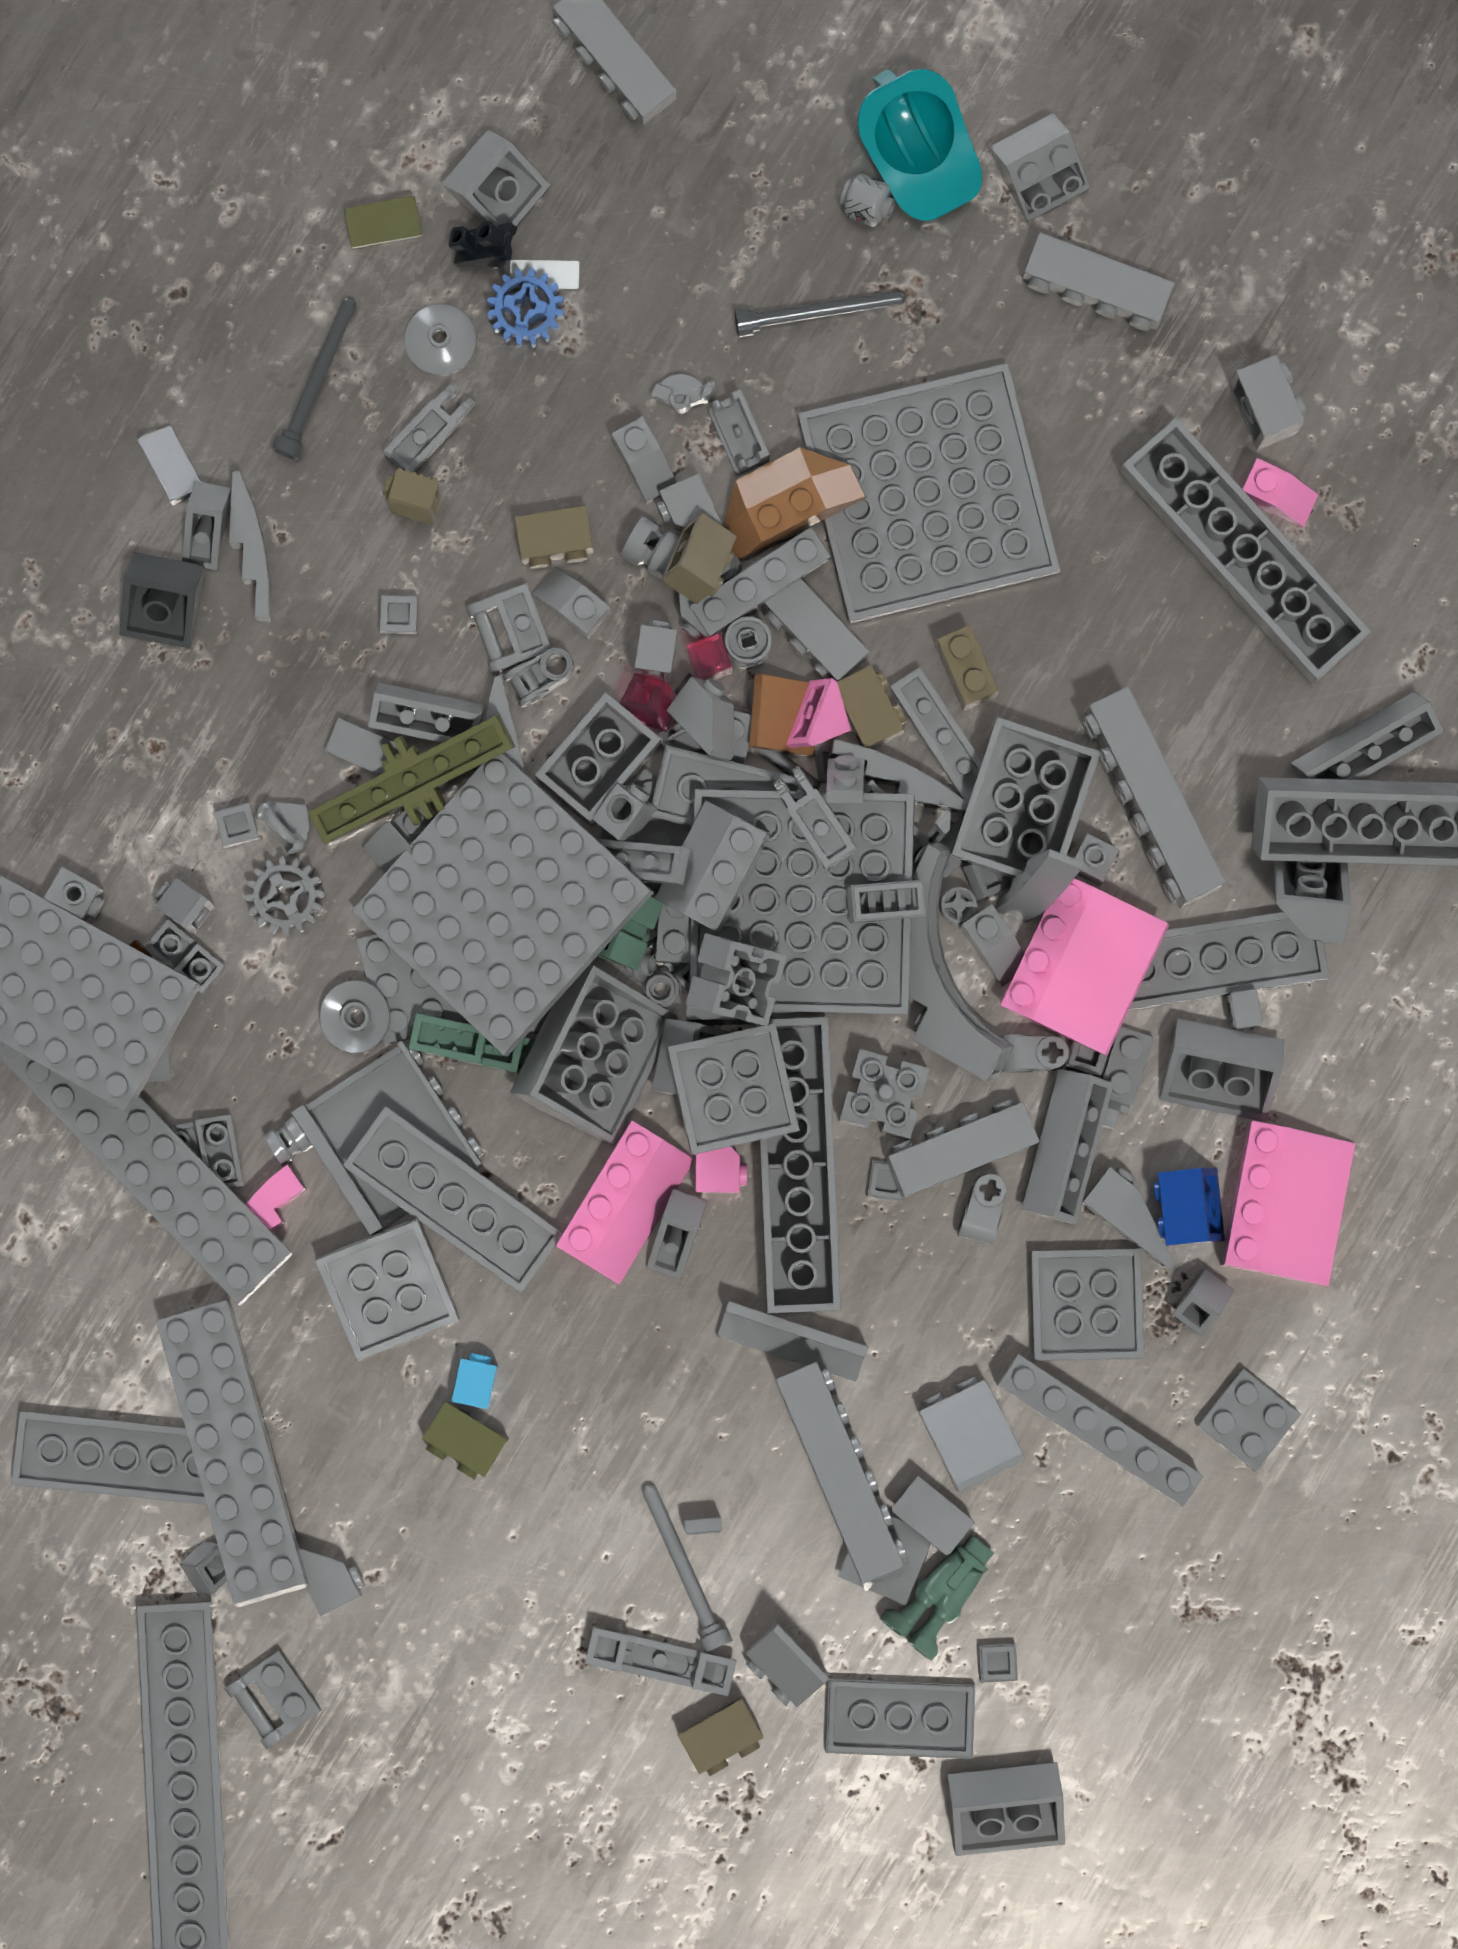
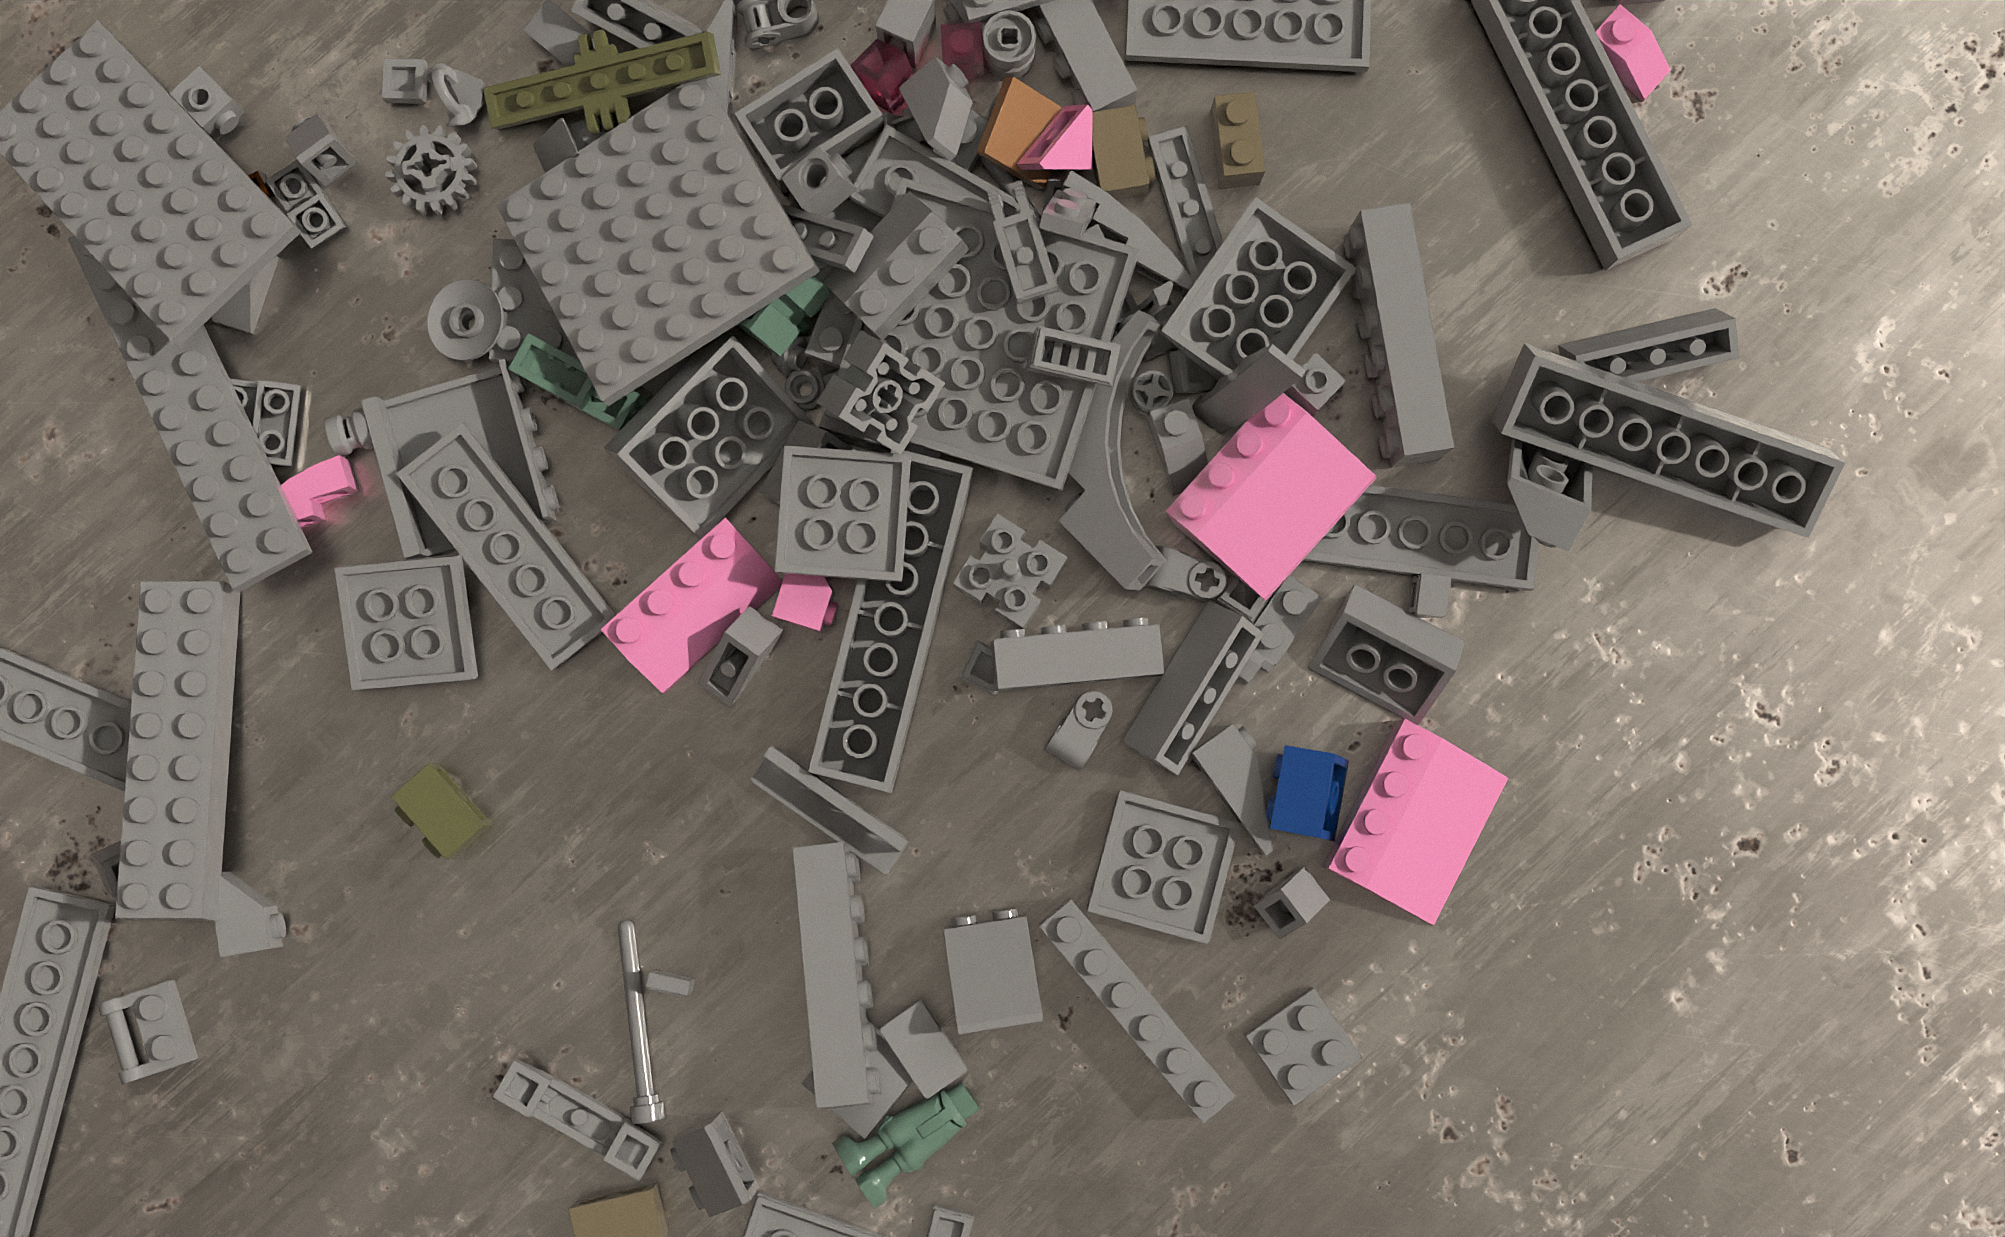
camera: 20 degrees right, 0 degrees up
(475, 1381) = (471, 752): medium azure brick -> none

